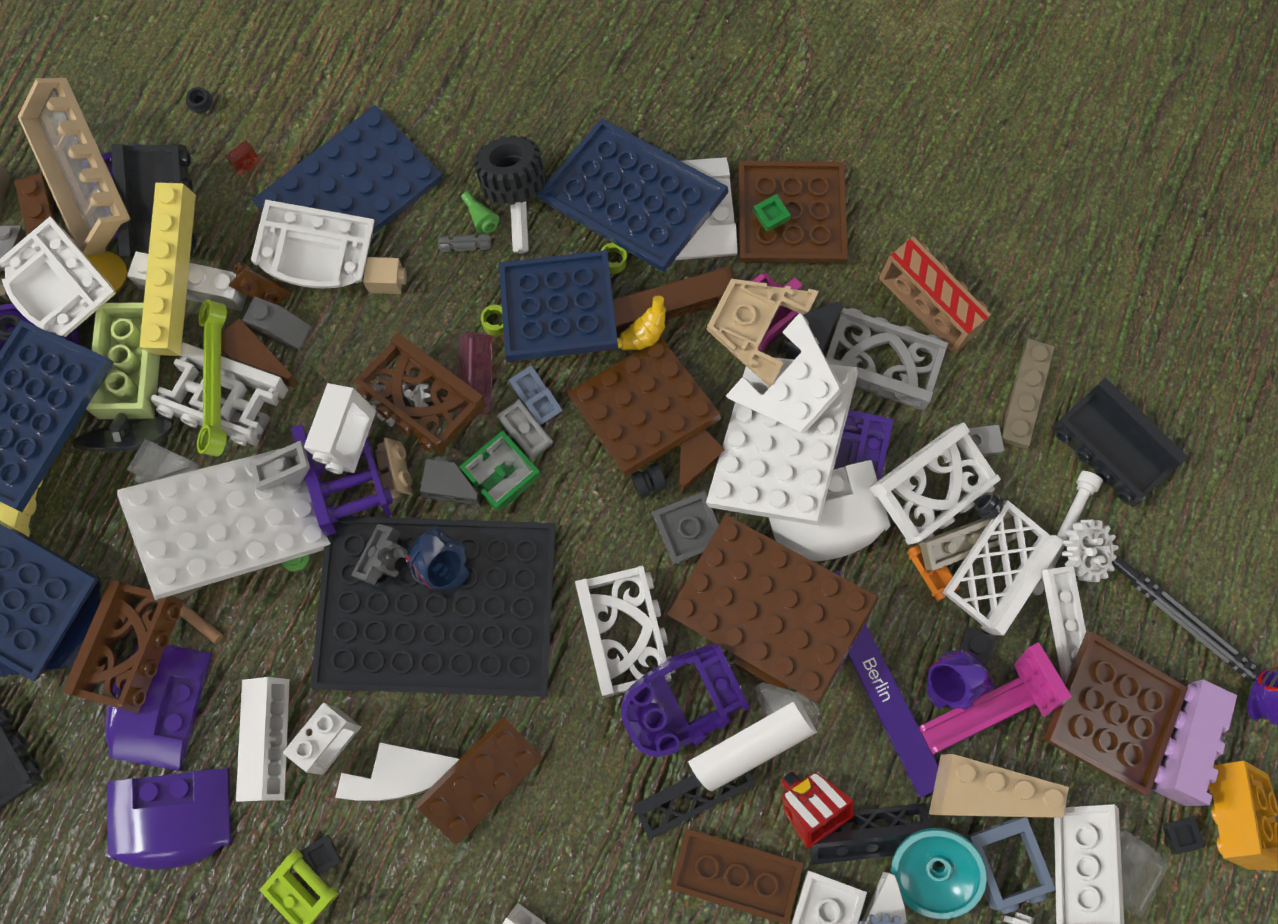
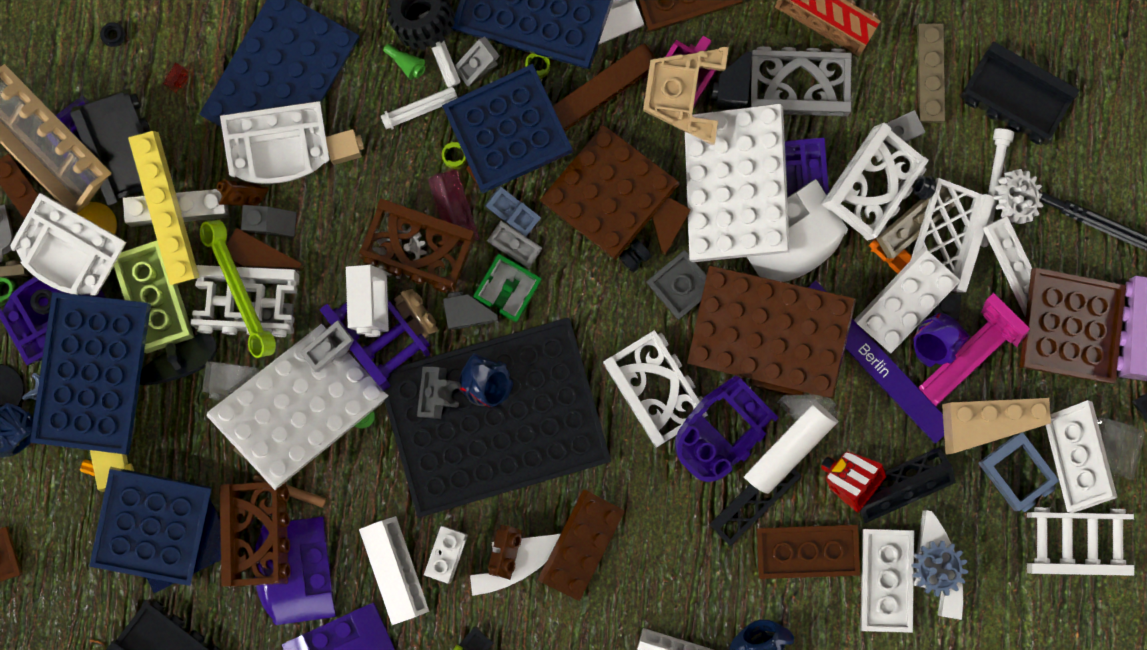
camera: 15 degrees left, 10 degrees up
(382, 770) = (509, 541): none -> reddish brown hinge
(464, 242) = (402, 92): dark grey axle -> none
(472, 261) = (418, 108): none -> white axle
(552, 234) = (477, 61): none -> light grey slope
(645, 329) = (589, 123): yellow piece -> none
(801, 390) = (741, 140): white wing -> none
(935, 622) = (907, 300): none -> white plate
(943, 890) = (969, 510): teal dish -> none

